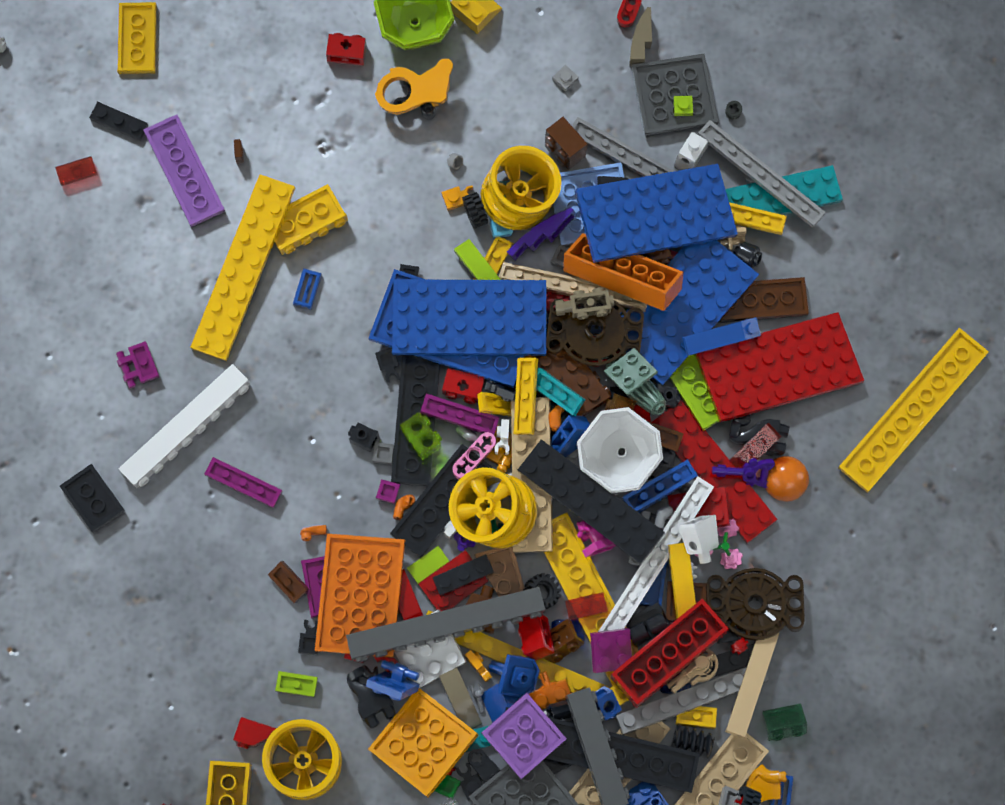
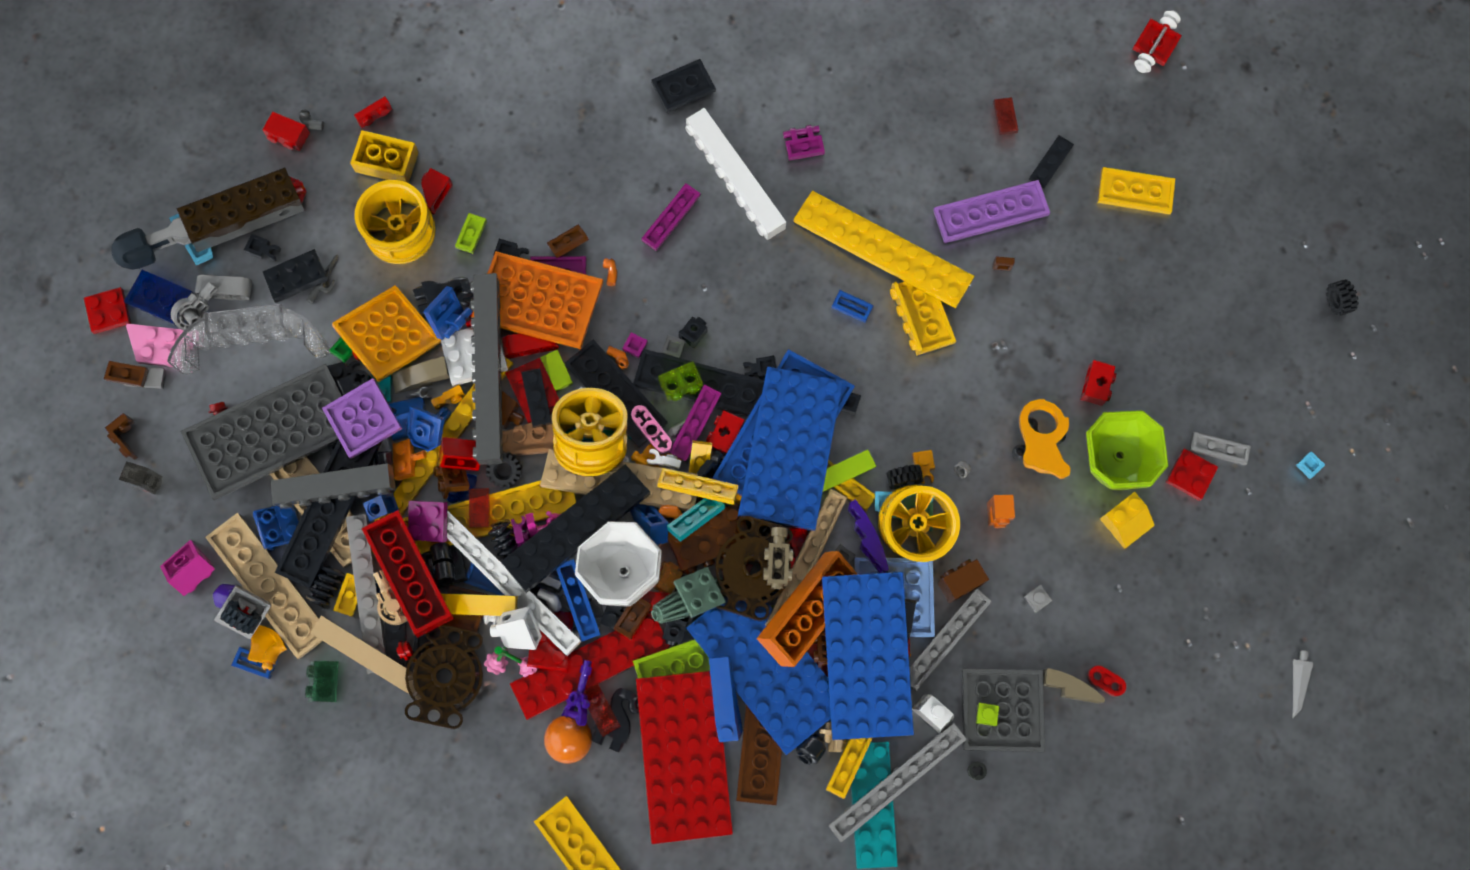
camera: 100 degrees right, 0 degrees up
(491, 118) = (1000, 510): none -> orange brick
(610, 554) = (520, 536): none -> magenta plate
(613, 573) = (503, 537): none -> black piece

